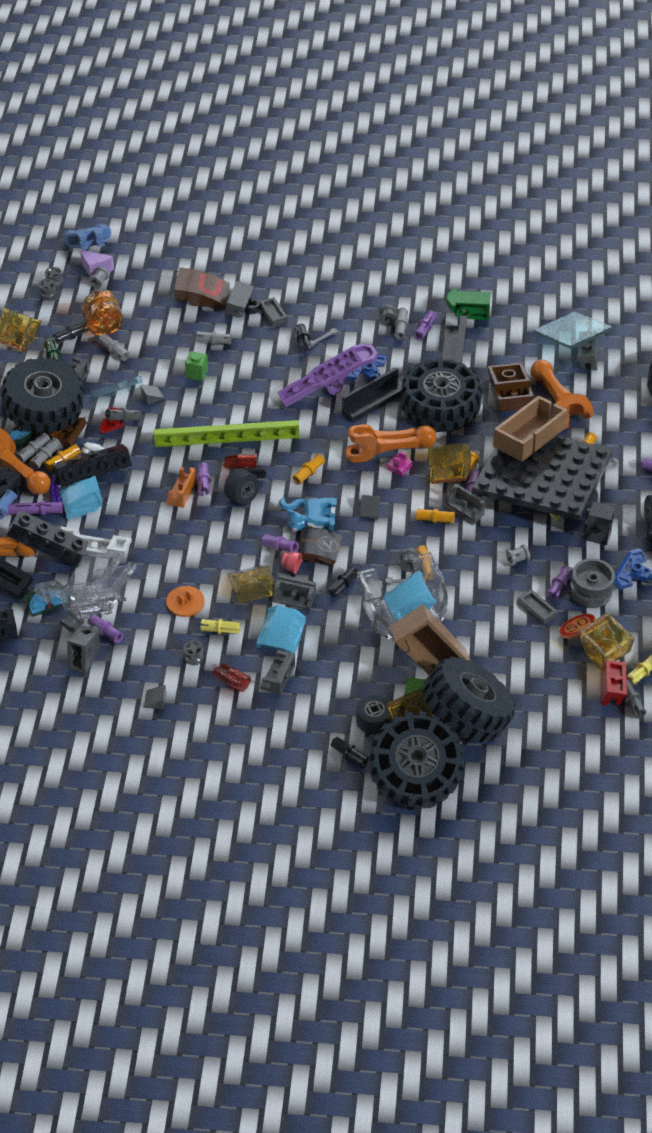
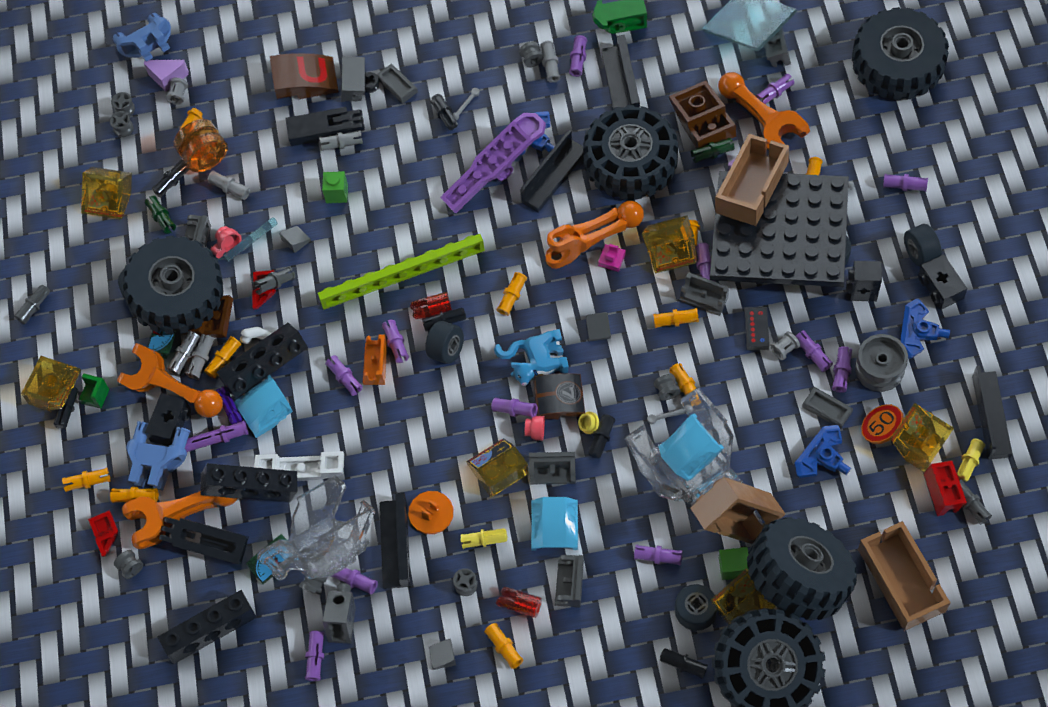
camera: 10 degrees left, 15 degrees up
(48, 682) = (314, 655): none -> medium lavender pin
(97, 381) = (226, 240): none -> coral piece
(149, 613) = (395, 542): none -> black panel
(153, 492) = (344, 375): none -> medium lavender pin
(189, 323) = (312, 126): none -> black hinge
(207, 703) = (503, 645): none -> light orange pin
(336, 568) = (588, 422): none -> light yellow plate
(357, 672) = (658, 554): none -> medium lavender pin
(499, 539) = (756, 328): none -> black tile
(504, 411) = (712, 150): none -> dark green pin
(520, 636) = (822, 453): none -> blue piece
(540, 565) = (814, 351): none -> medium lavender pin
(554, 733) = (903, 576): none -> medium nougat piece
(577, 382) = (775, 89): none -> medium lavender pin

